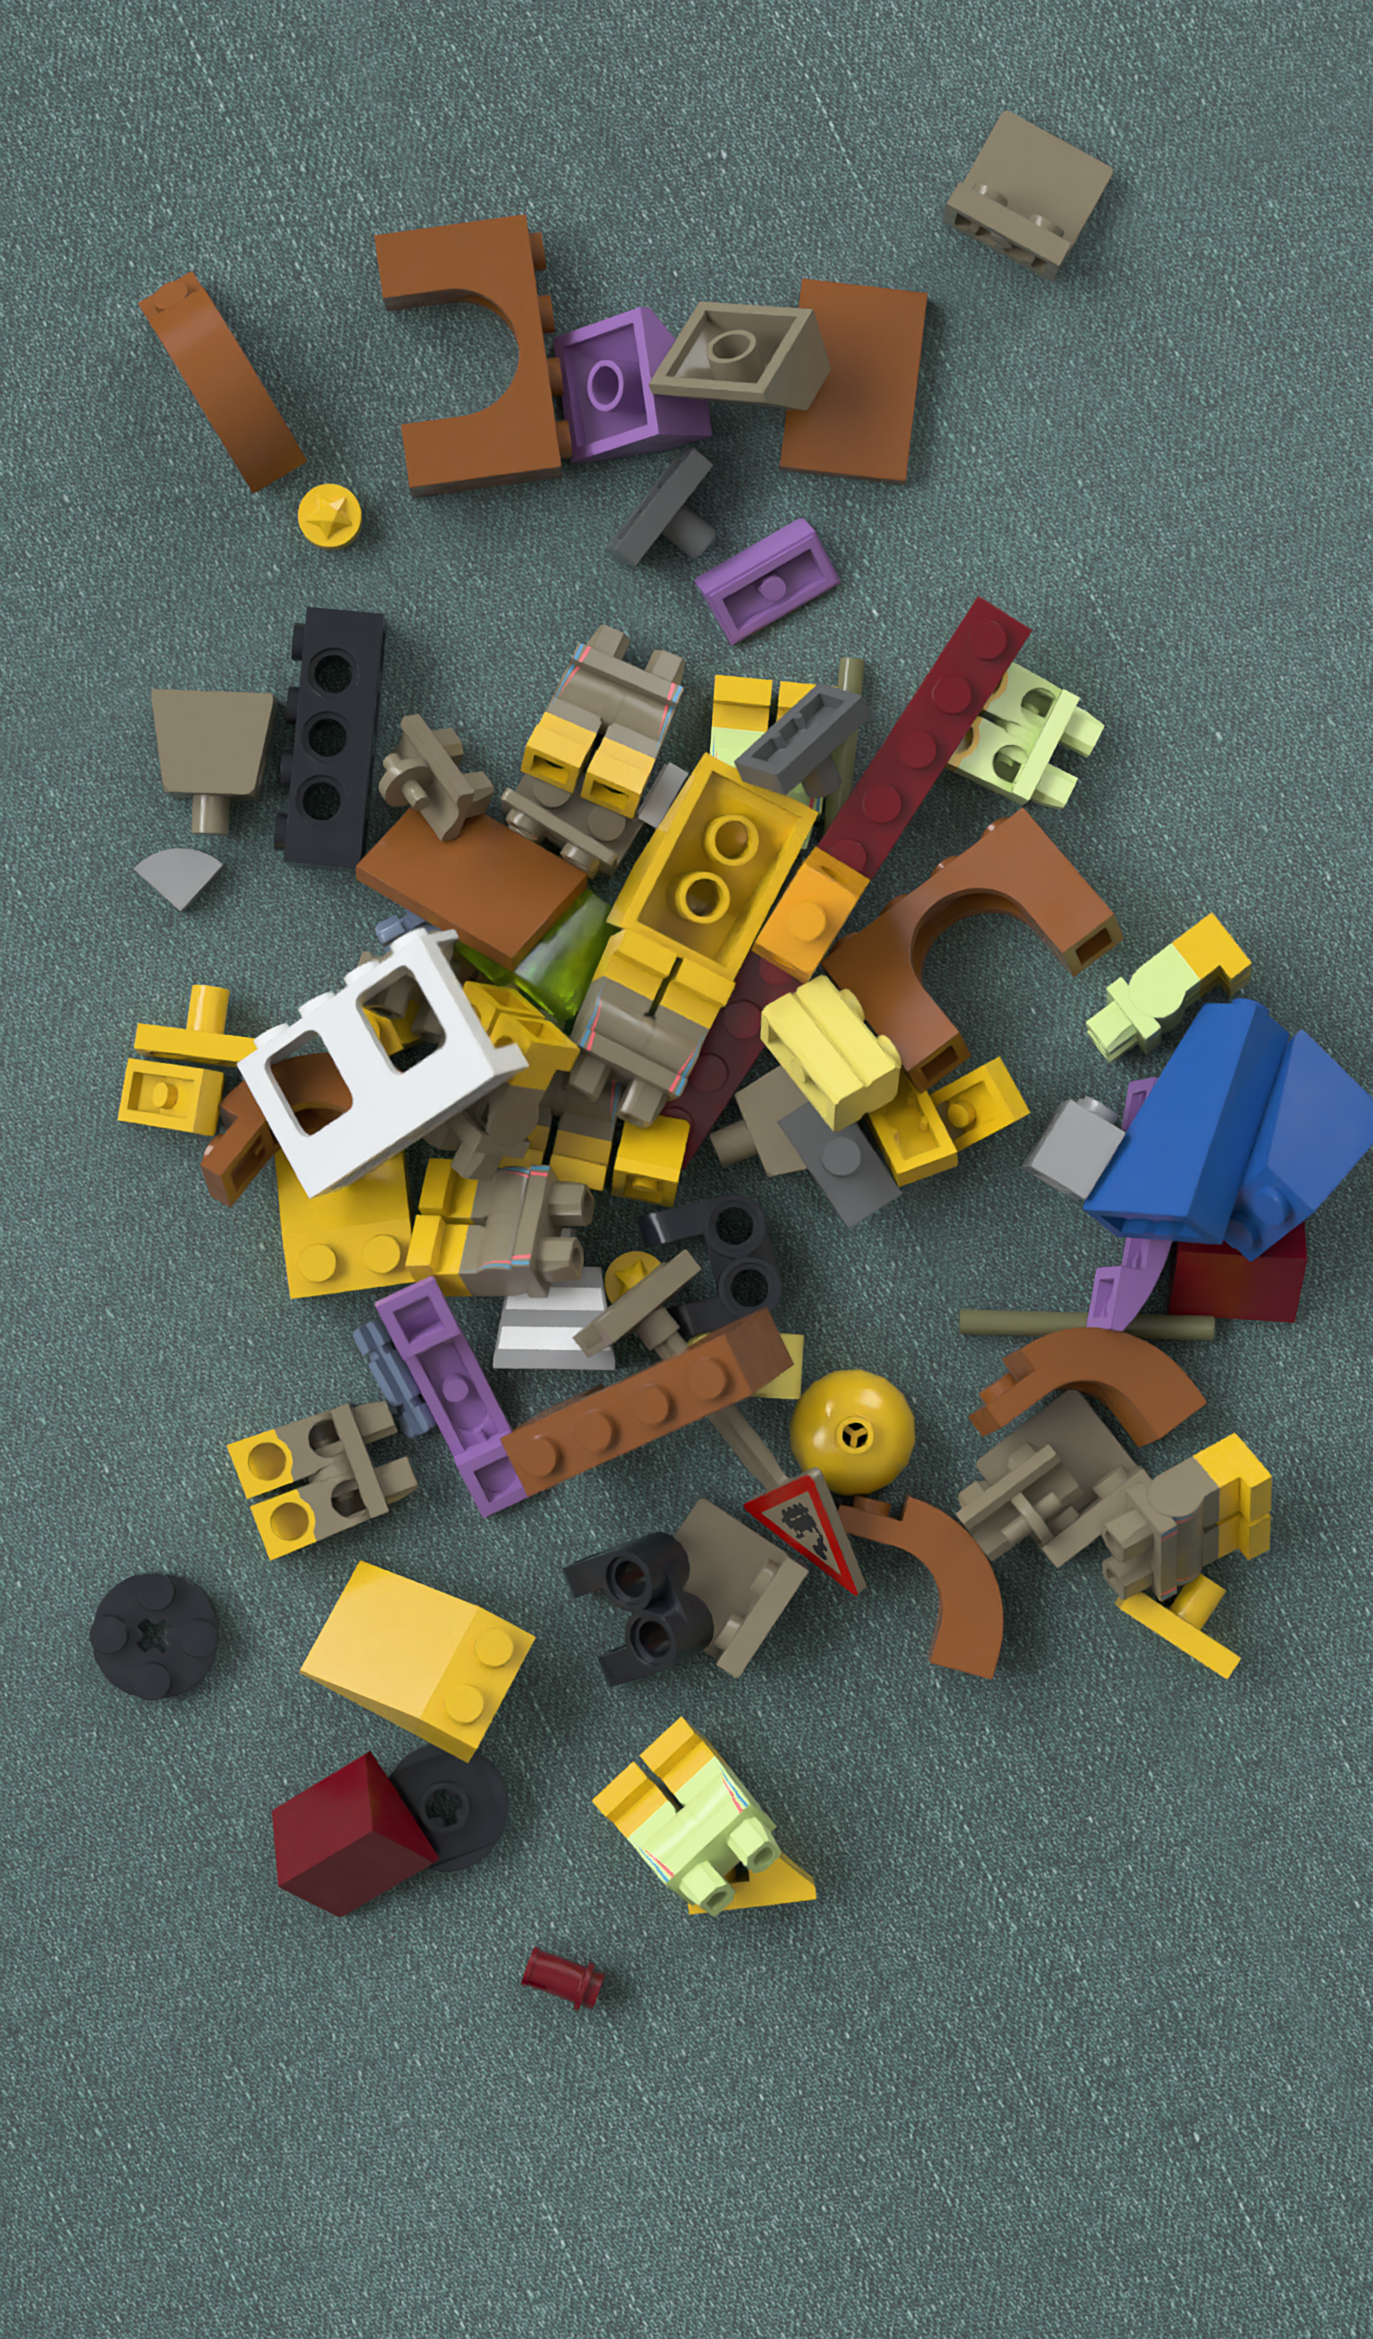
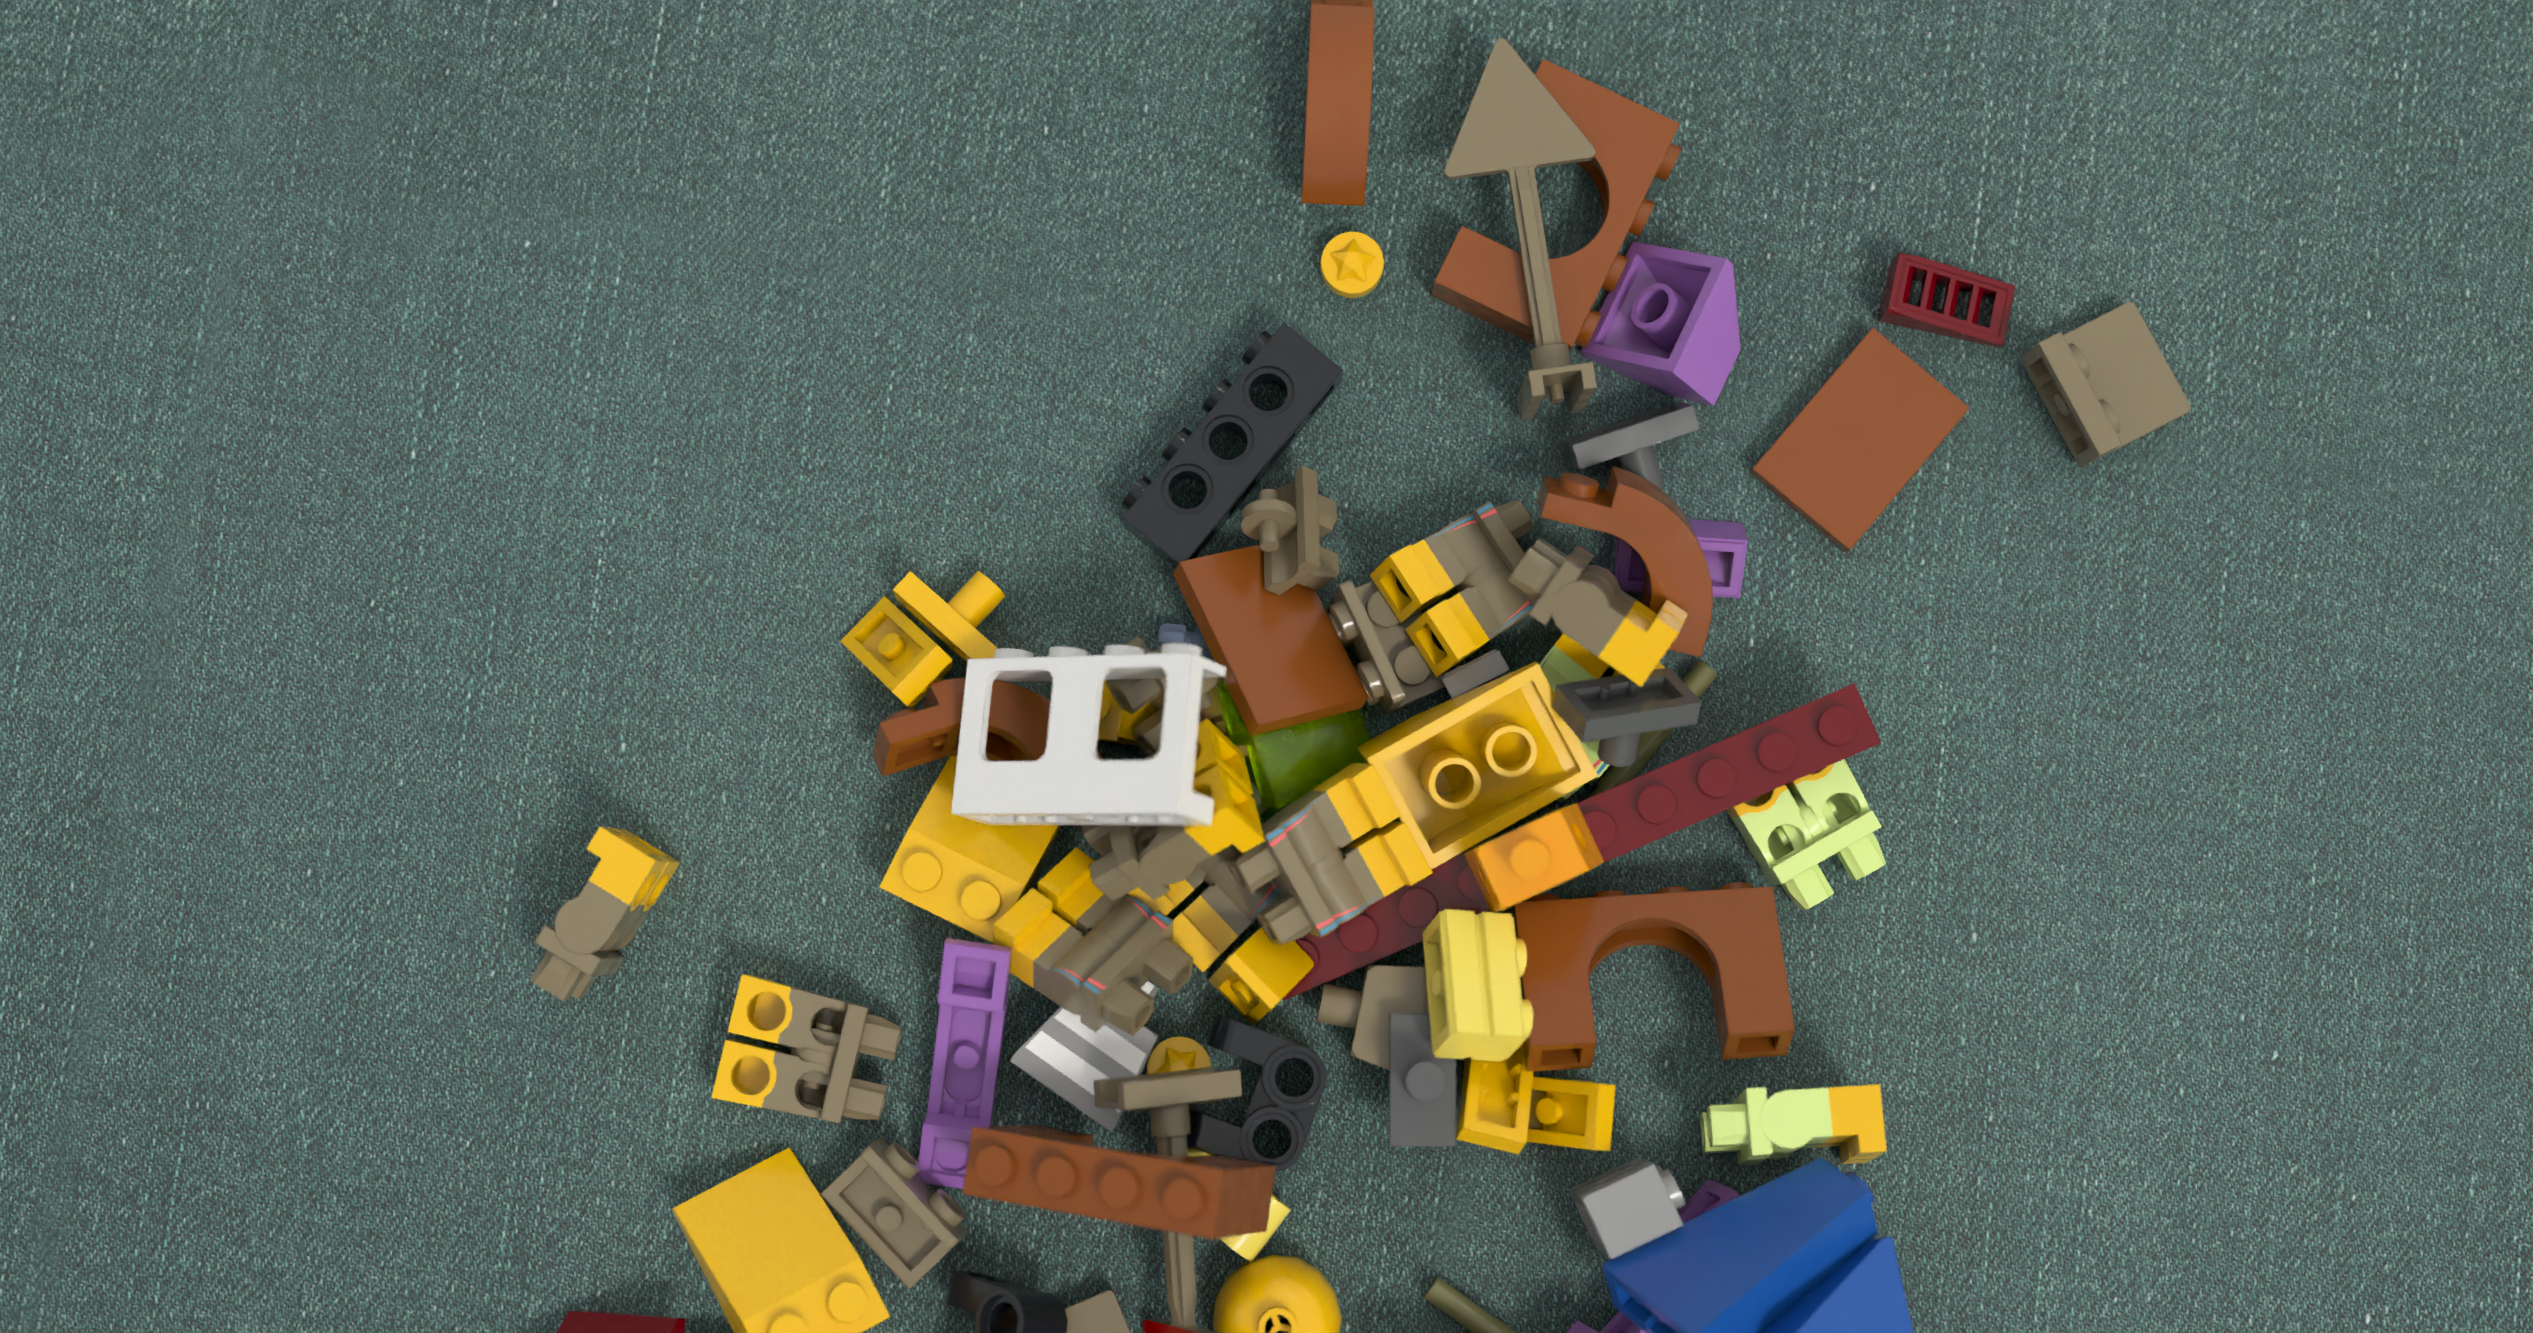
camera: 30 degrees right, 5 degrees down
(80, 1472) = (603, 915): none -> dark tan hips
(118, 1635) = (604, 1118): black plate -> none
(179, 874) = (1030, 473): light grey tile -> none
(213, 750) = (1127, 389): dark tan torso -> none
(390, 315) = (1514, 131): none -> dark tan piece
(394, 1378) = (921, 1013): sand blue axle -> none
(483, 1550) = (897, 1210): none -> dark tan bracket
(725, 677) = (1595, 610): none -> dark tan hips
(731, 573) = (1655, 529): none -> dark orange arch
(746, 357) = (1786, 359): dark tan slope -> none
(798, 206) = (1897, 311): none -> dark red slope

